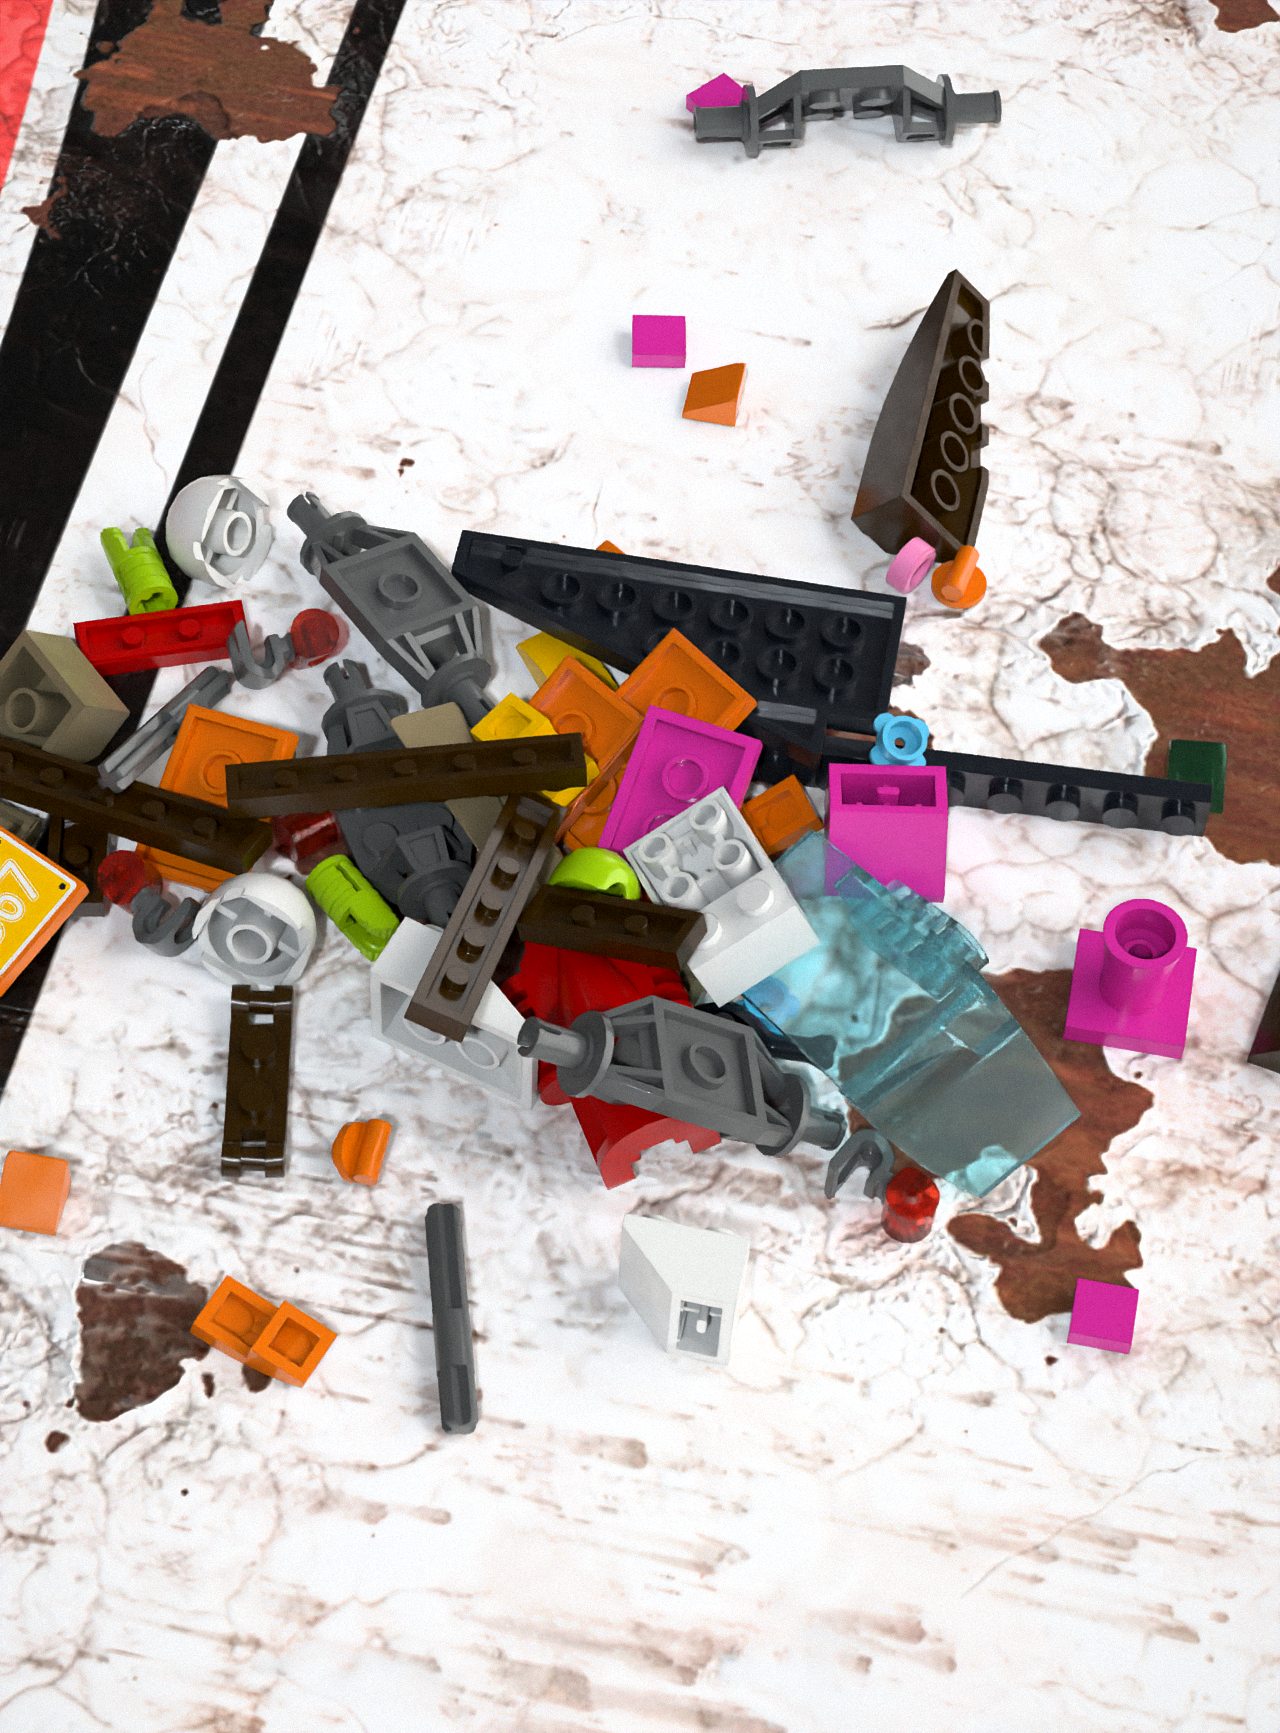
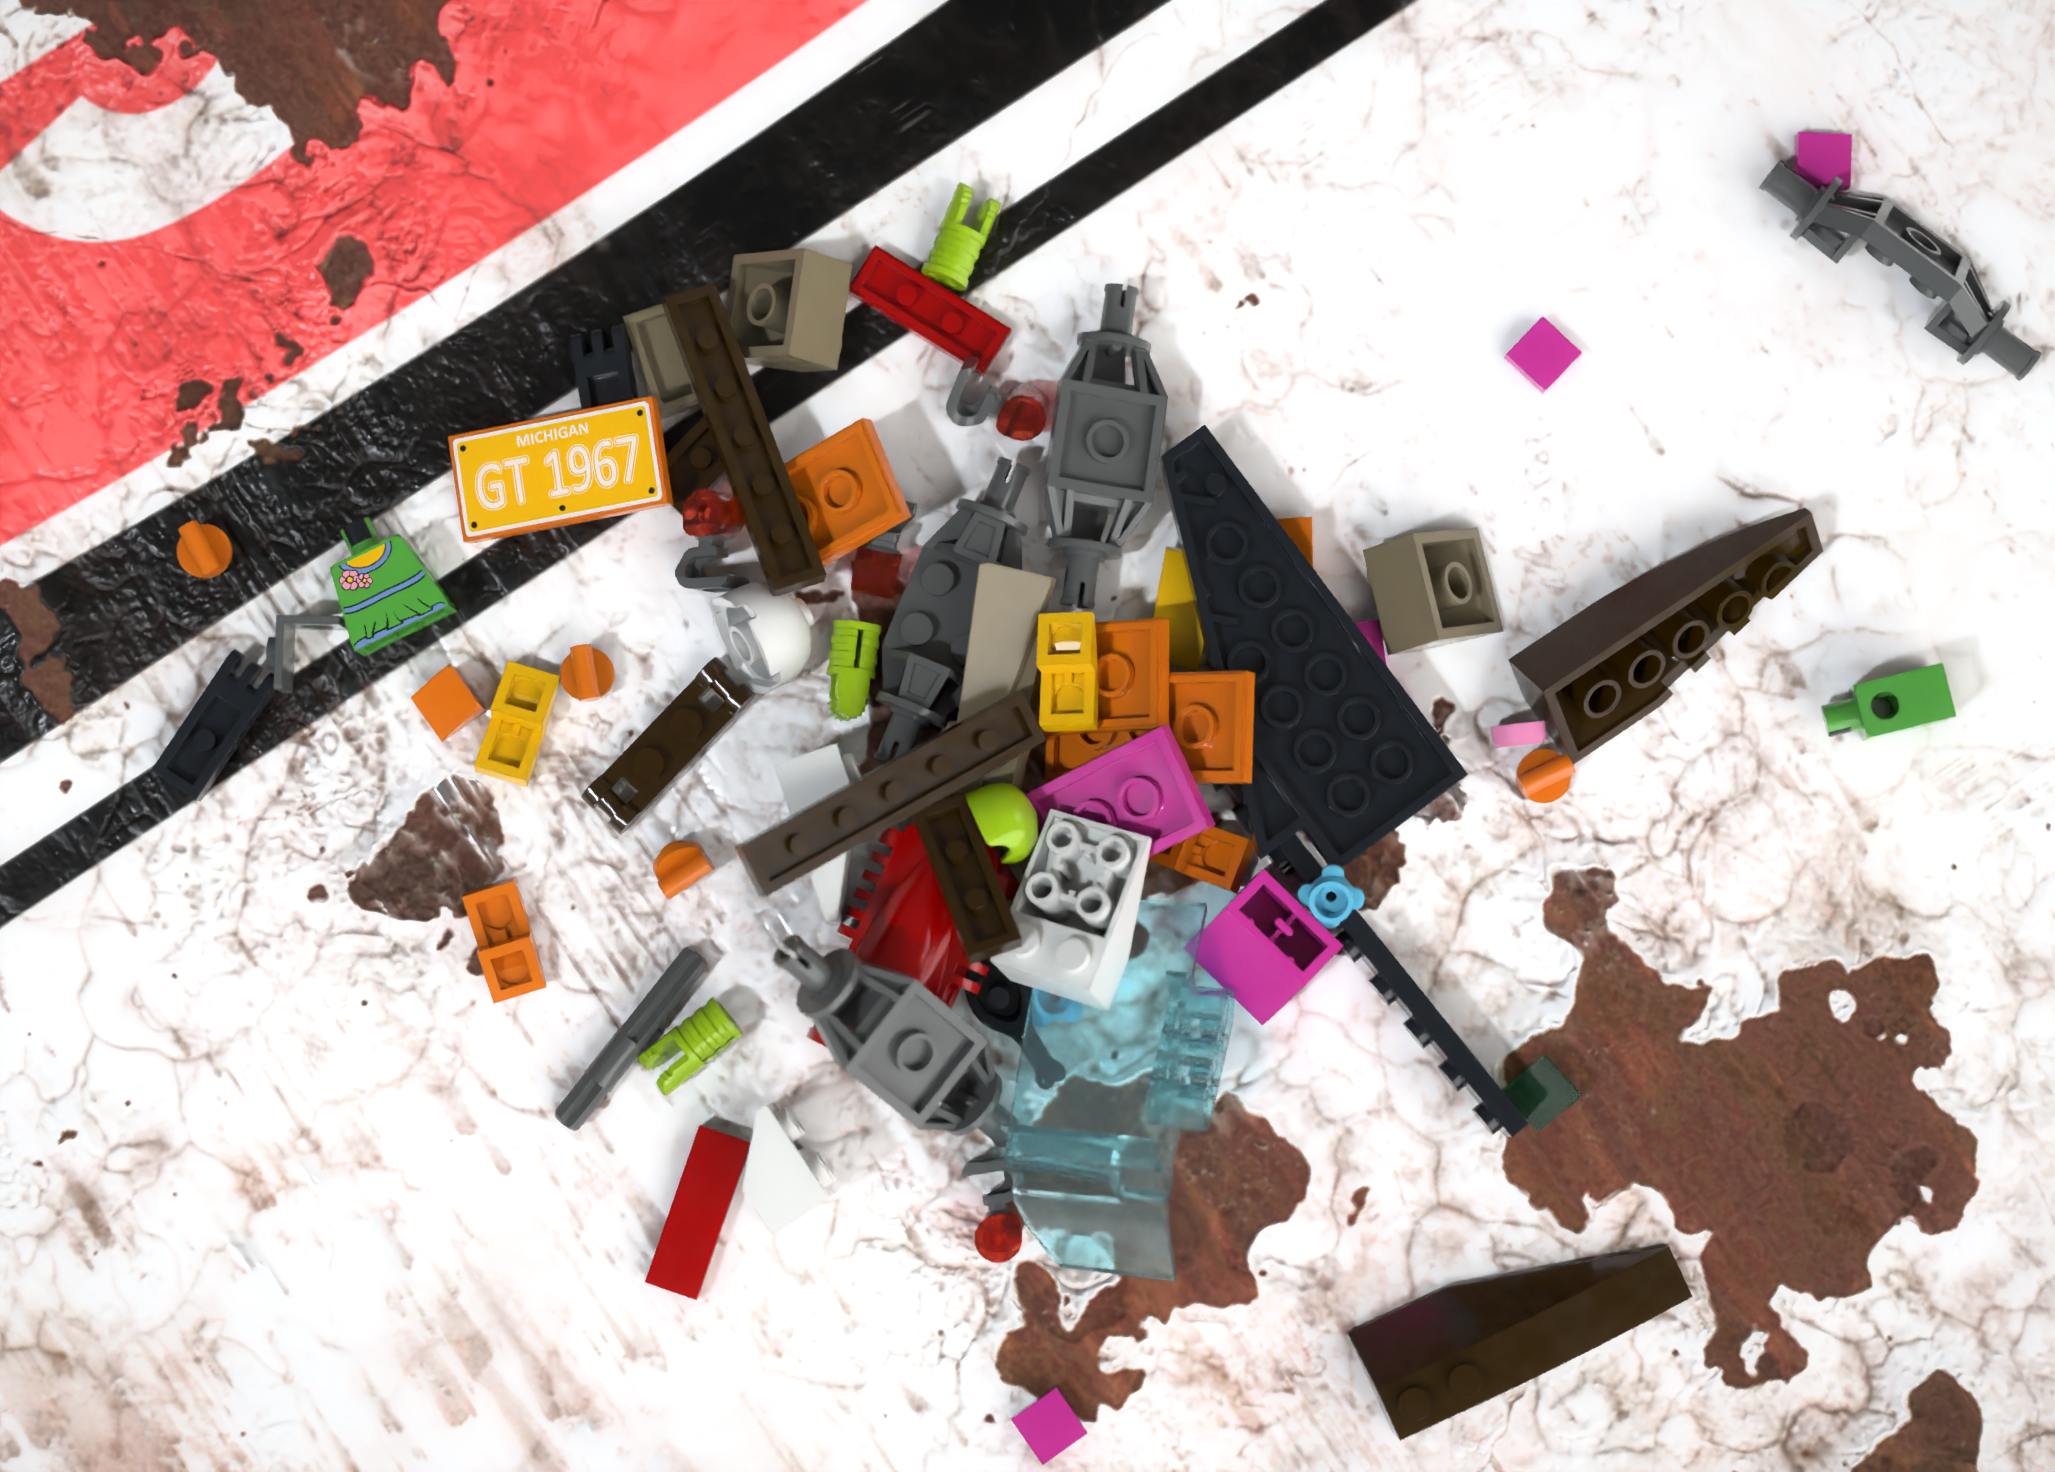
camera: 45 degrees right, 30 degrees up
(110, 1166) = (517, 723): none -> yellow slope
(132, 1081) = (587, 673): none -> orange plate
(160, 730) = (841, 410): dark grey axle -> none
(219, 530) = (1040, 258): white cylinder -> none
(405, 776) = (945, 624): dark brown plate -> none
(509, 1271) = (698, 1037): none -> lime hinge
(647, 1403) = (698, 1212): none -> red tile
(716, 394) = (1534, 444): orange slope -> none
(741, 526) = (1432, 590): none -> dark tan slope
(1133, 981) = (1286, 1206): dark pink plant -> none
(1141, 359) = (1916, 700): none -> bright green torso

